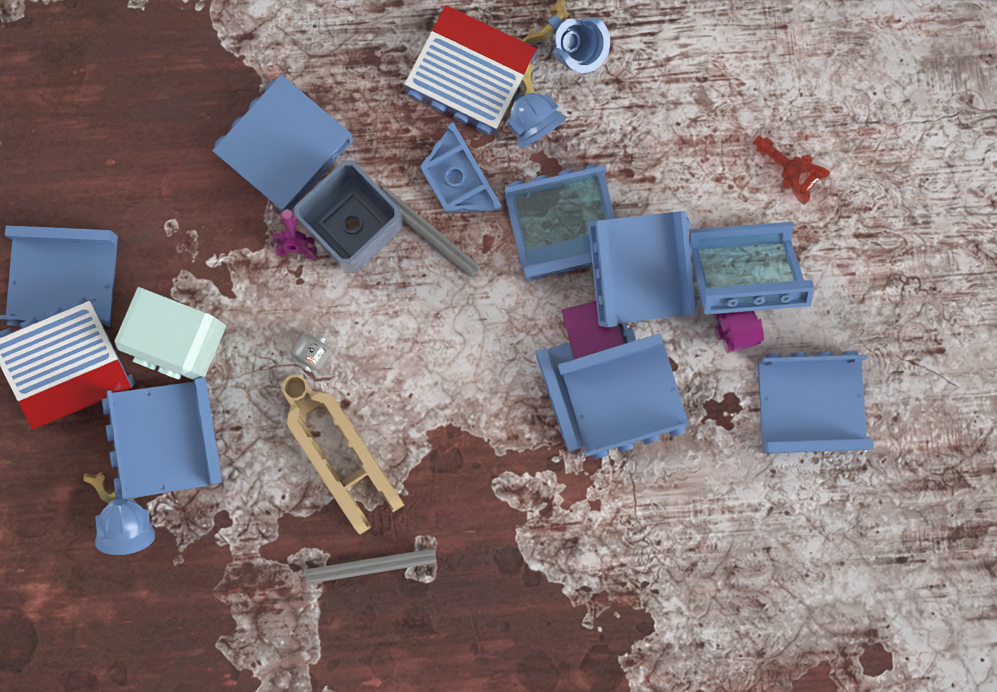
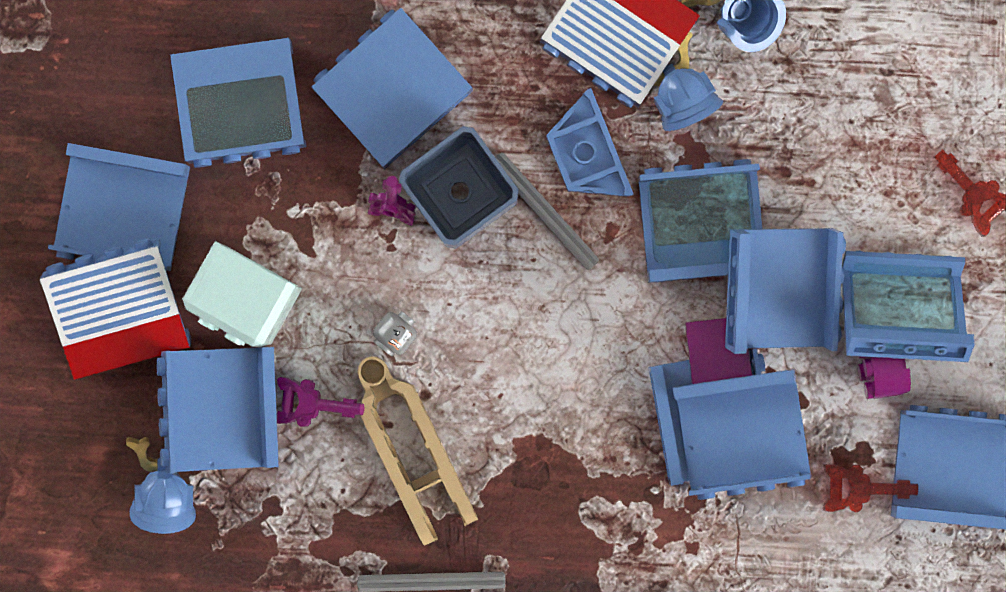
camera: 10 degrees right, 5 degrees up
(150, 173) = (237, 102): none -> panel
(244, 423) = (310, 403): none -> magenta piece
(733, 432) = (860, 488): none -> clear red piece

